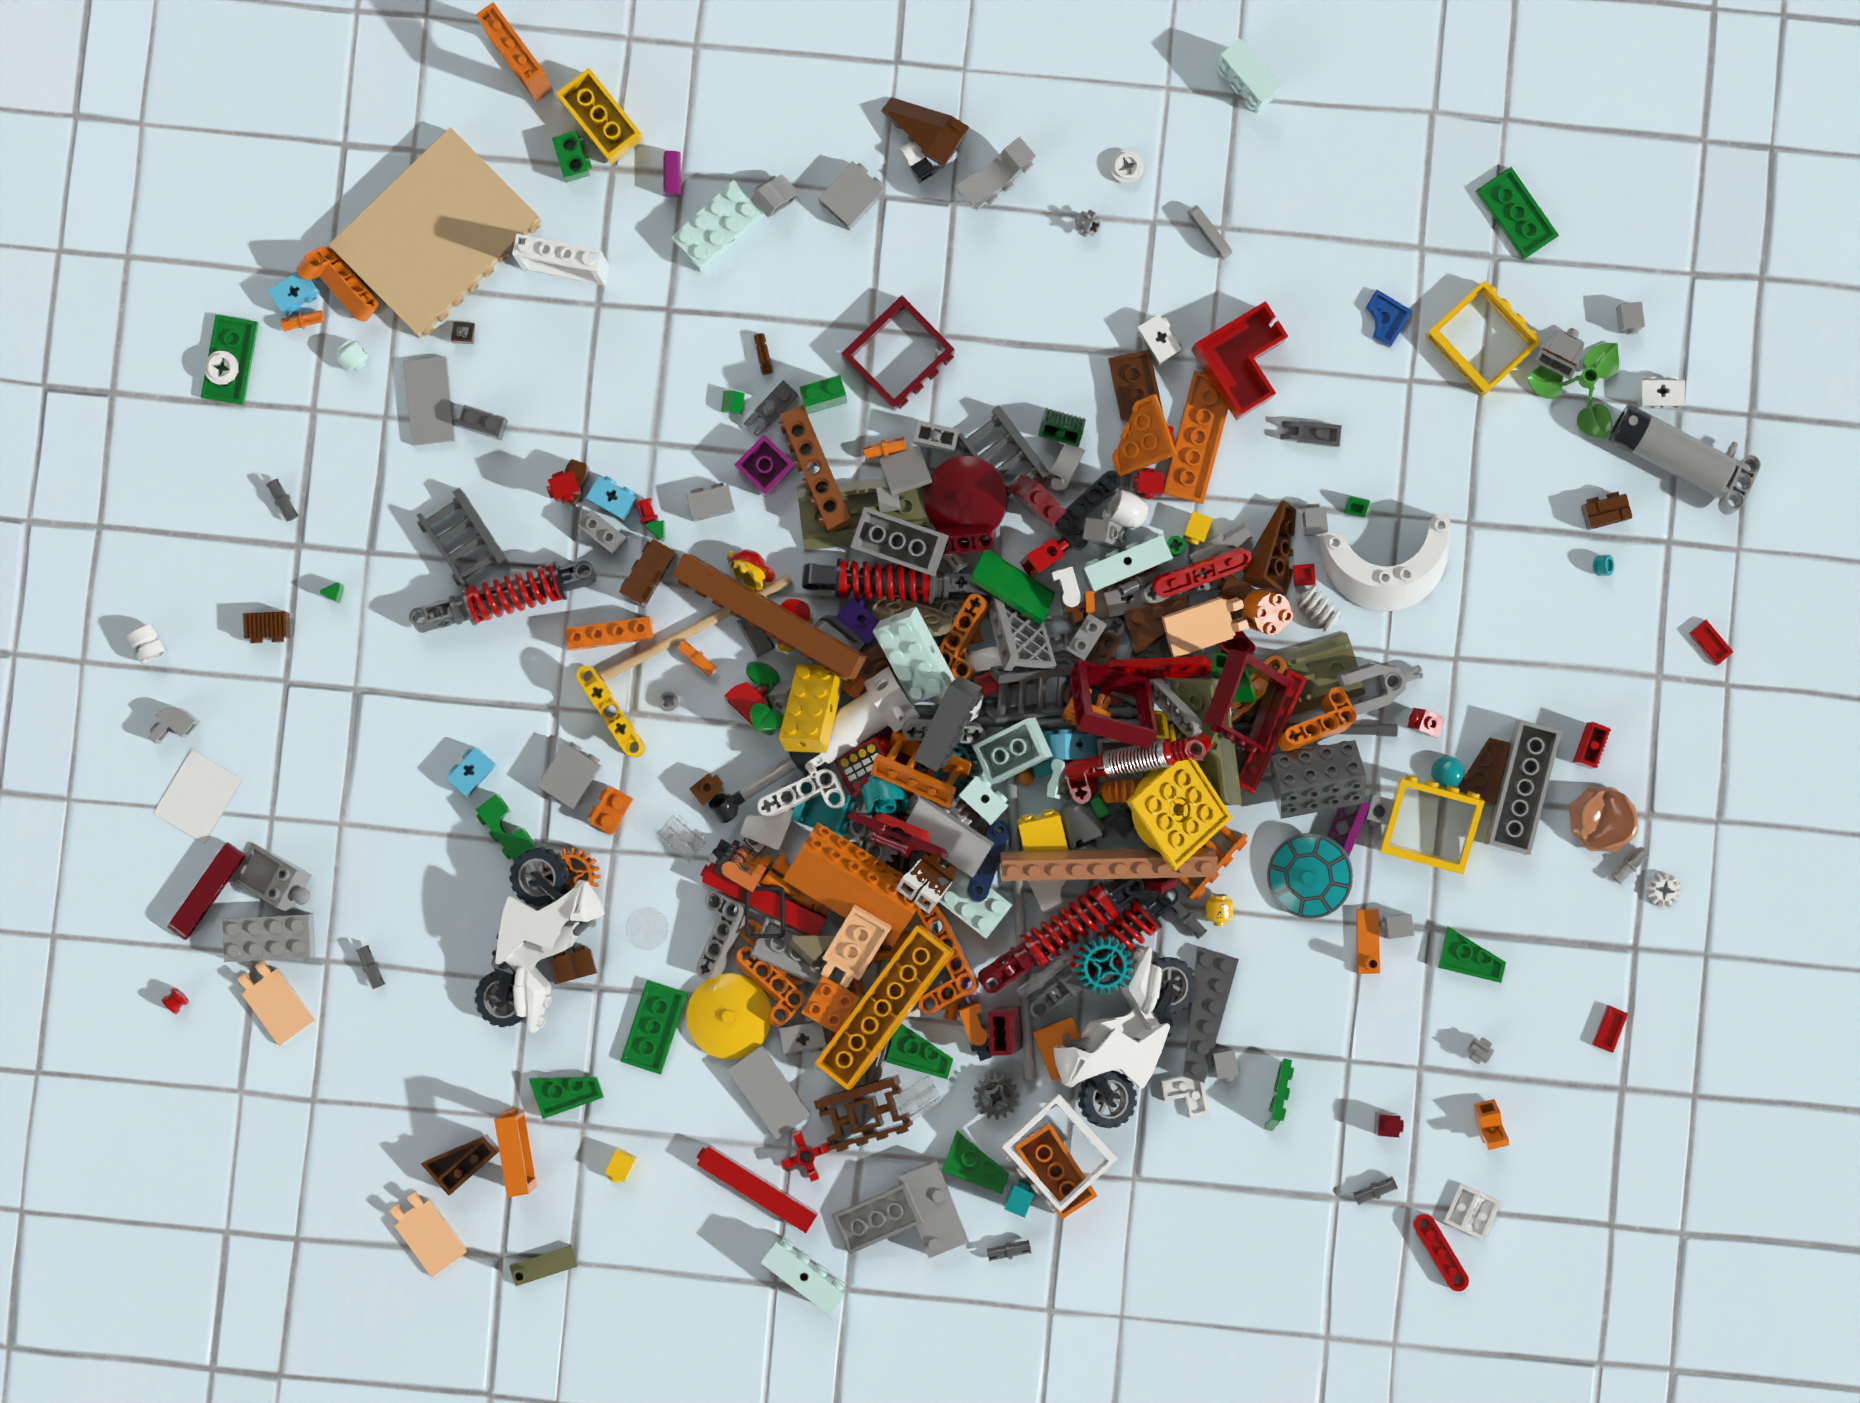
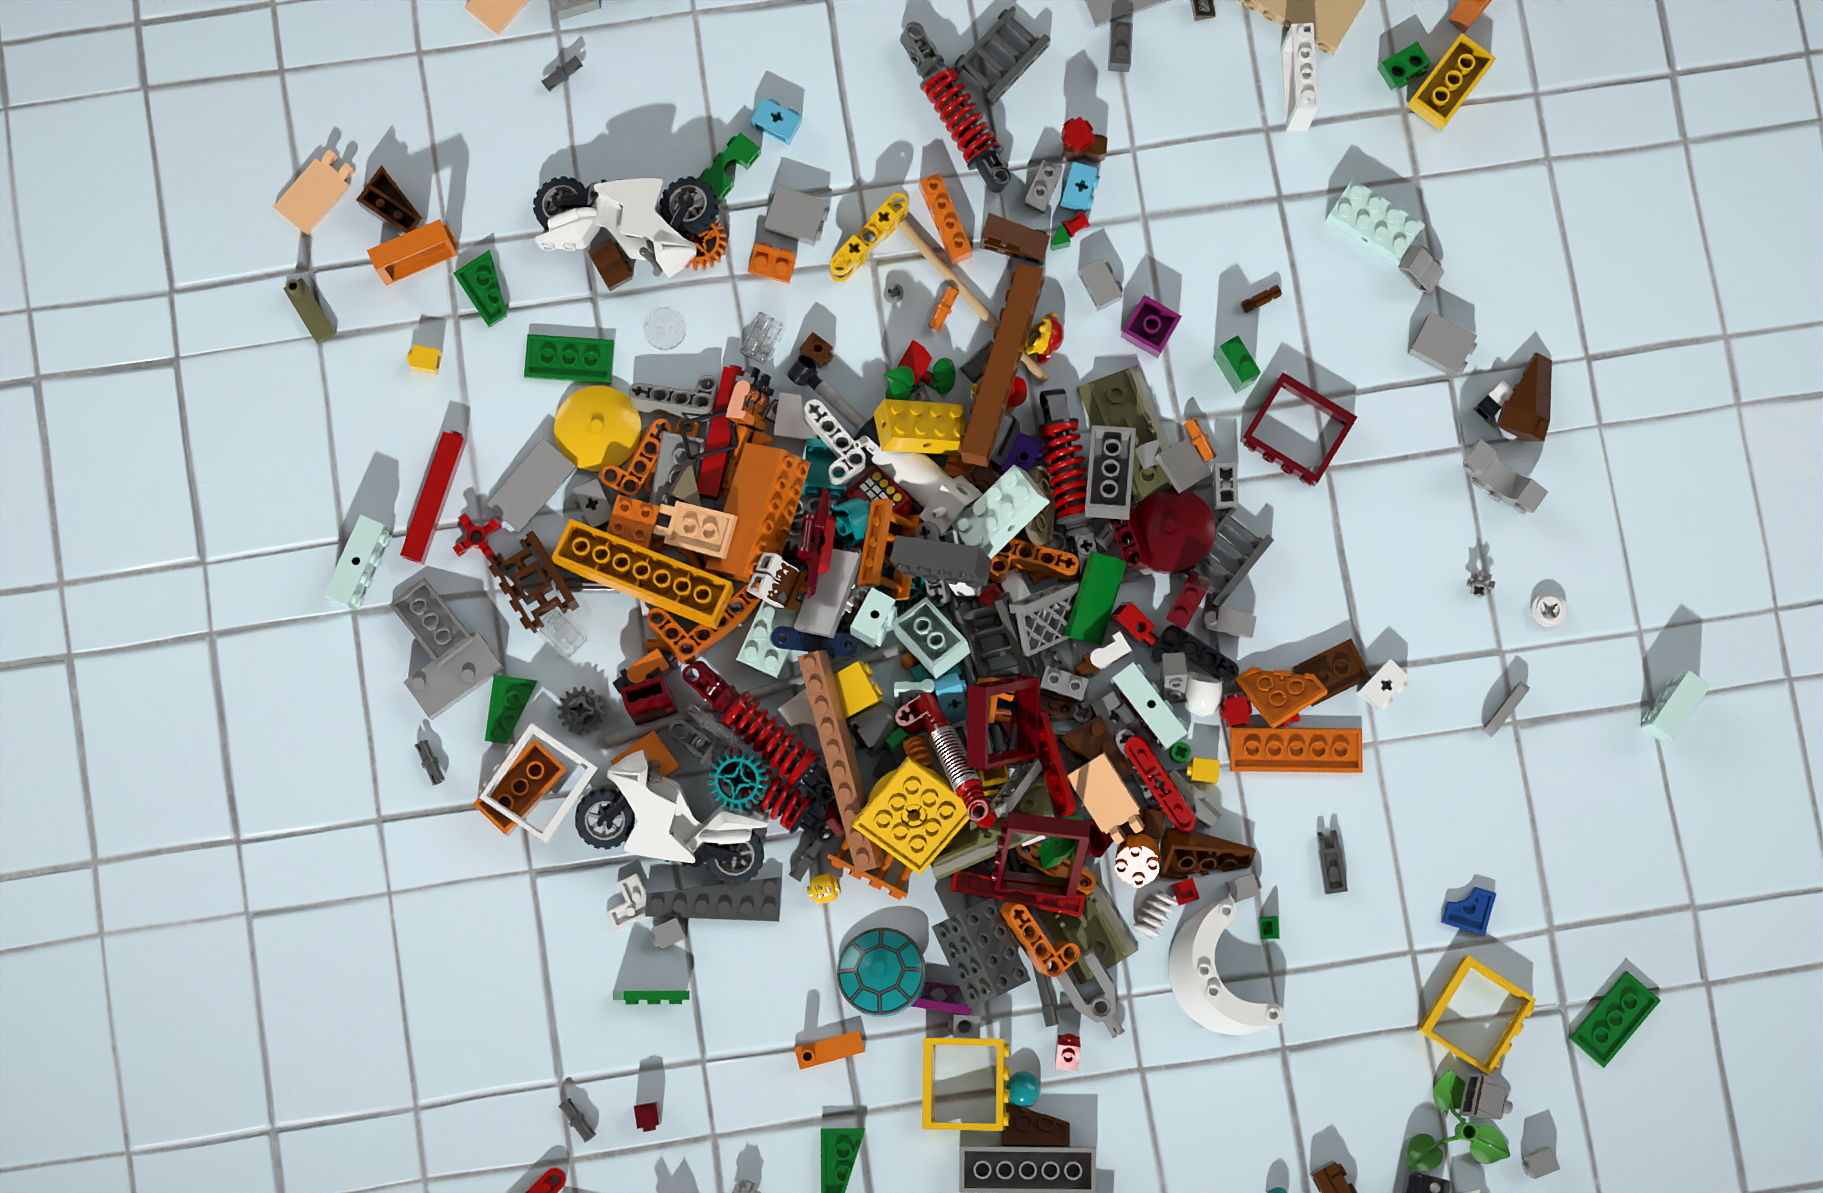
camera: 75 degrees right, 5 degrees down
(672, 173) = (1414, 166): magenta brick -> none
(732, 402) = (1205, 281): green slope -> none
(772, 406) = (1210, 320): dark grey hinge -> none
(796, 419) = (1120, 410): dark orange brick -> none
(918, 1054) = (605, 621): green wing -> none
(1019, 1198) = (483, 757): teal brick -> none
(1061, 427) = (1268, 608): dark green brick -> none
(1088, 598) = (1099, 678): orange tile -> none
(1231, 354) = (1386, 759): red piece -> none
(1397, 926) = (852, 1075): light grey brick -> none

